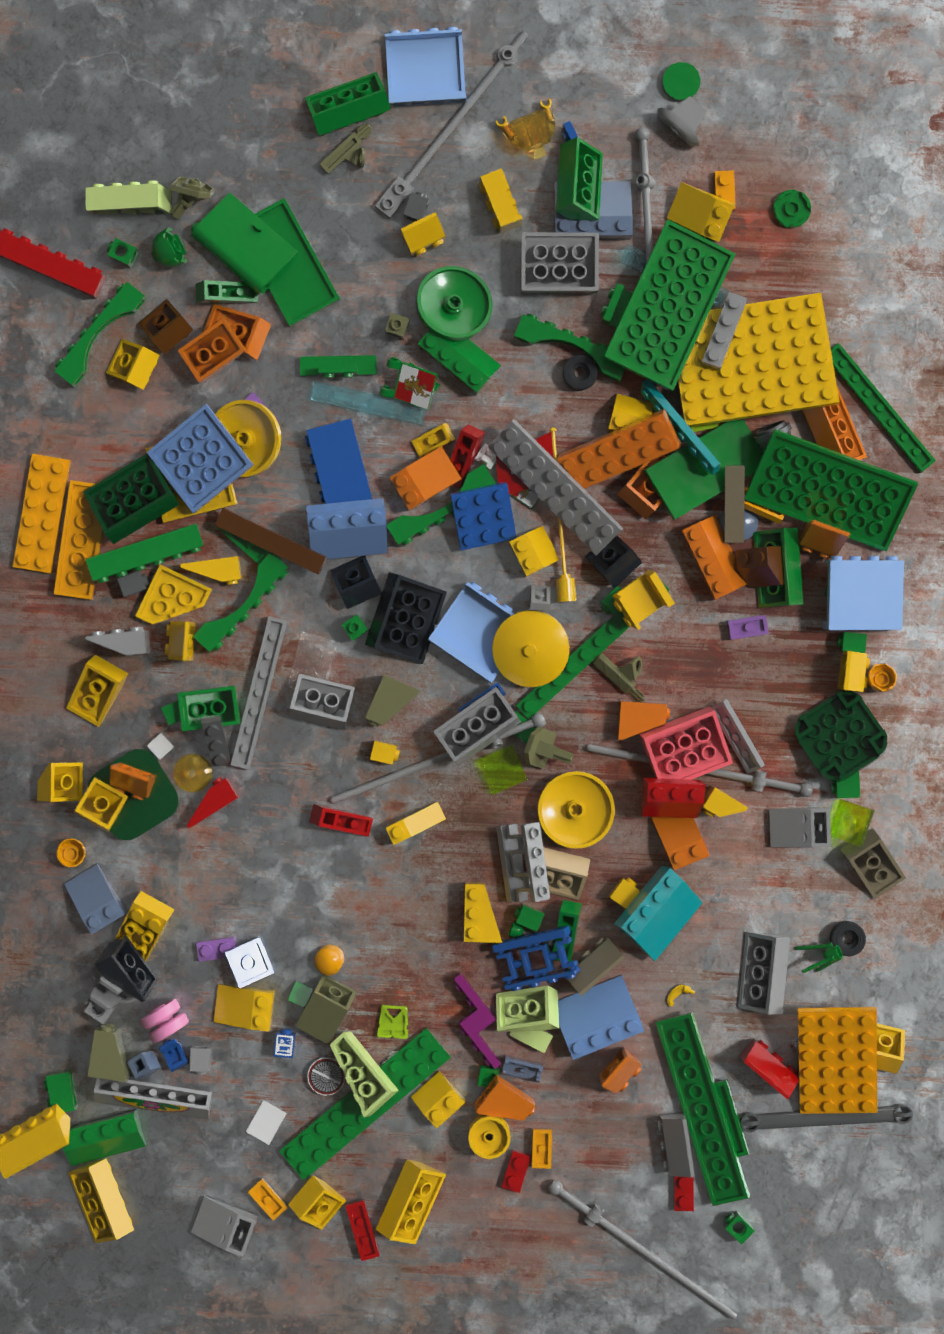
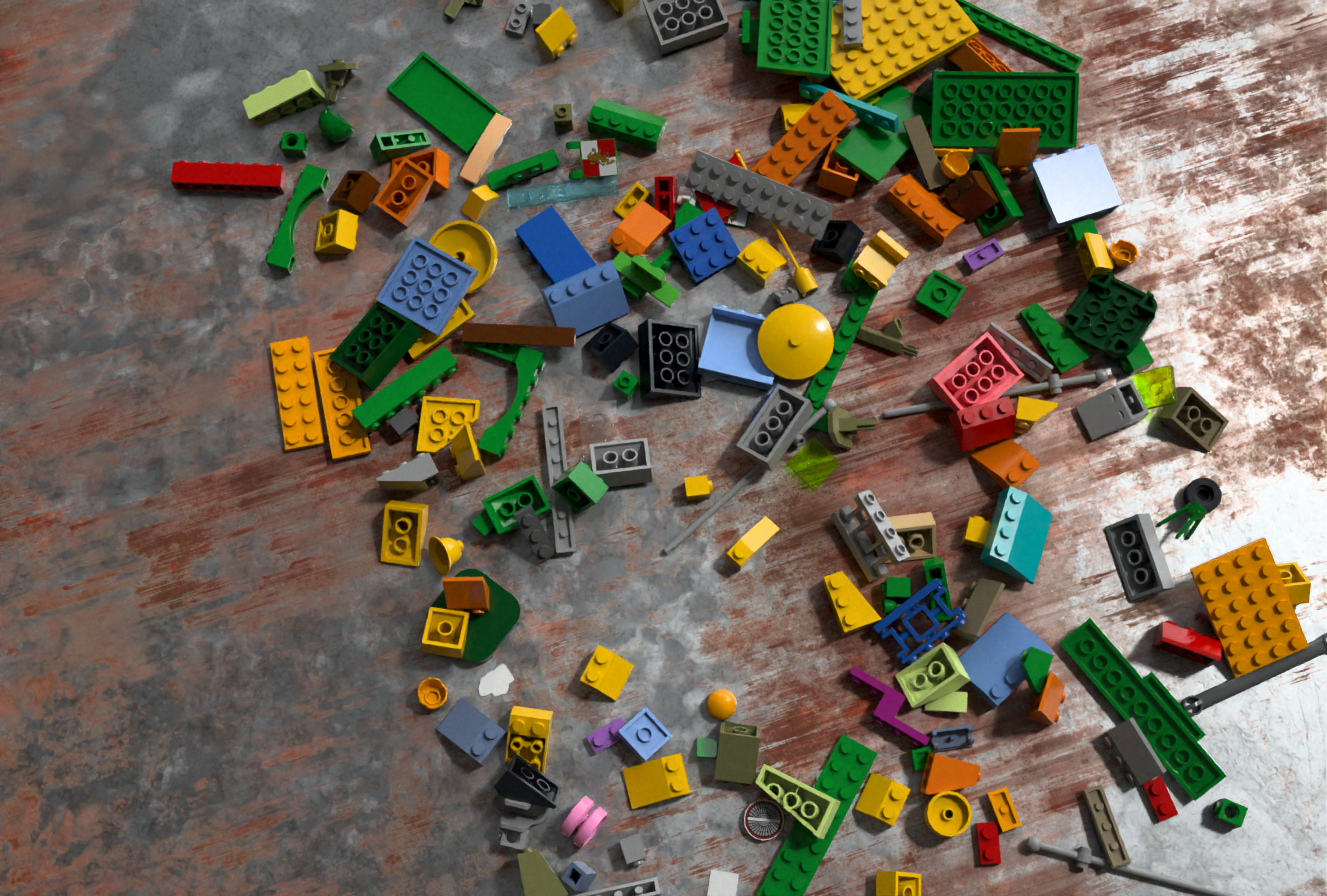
camera: 15 degrees left, 15 degrees down
(61, 782) = (399, 630): yellow slope -> none
(127, 726) = (444, 553): none -> yellow hat
(133, 860) = (496, 681): none -> white sticker
(160, 746) = (483, 562): white tile -> none
(174, 1054) = (604, 855): blue bracket -> none
(202, 768) = (527, 585): clear yellow dish -> none
(216, 798) = (555, 589): red slope -> none
(221, 569) = (479, 381): yellow slope -> none
(234, 241) = (400, 98): green door -> none
(235, 893) = (606, 673): none -> yellow slope
(273, 714) = (580, 487): none -> green brick
(284, 383) = (479, 202): none -> yellow slope
(284, 1043) = (710, 801): brick -> none
(309, 330) = (485, 149): none -> light nougat slope
(340, 820) = (680, 565): red slope -> none
(389, 700) = (684, 435): olive slope -> none
(393, 1026) = (809, 745): lime piece -> none
(411, 530) = (646, 277): none -> bright green bracket
(454, 303) = (606, 79): green dish -> none
(534, 332) = (688, 78): green arch -> none
(576, 809) = (899, 471): yellow dish -> none
(588, 365) = (744, 89): black tyre -> none
(620, 1041) = (1035, 668): none -> green slope
(624, 1197) = (1106, 827): none -> dark tan tile
(640, 717) = (920, 368): orange slope -> none
(677, 991) = (1066, 607): yellow piece -> none
(690, 650) = (940, 294): none -> green plate
(757, 529) = (954, 165): none -> light orange hair
(779, 737) = (1058, 344): none -> green wing

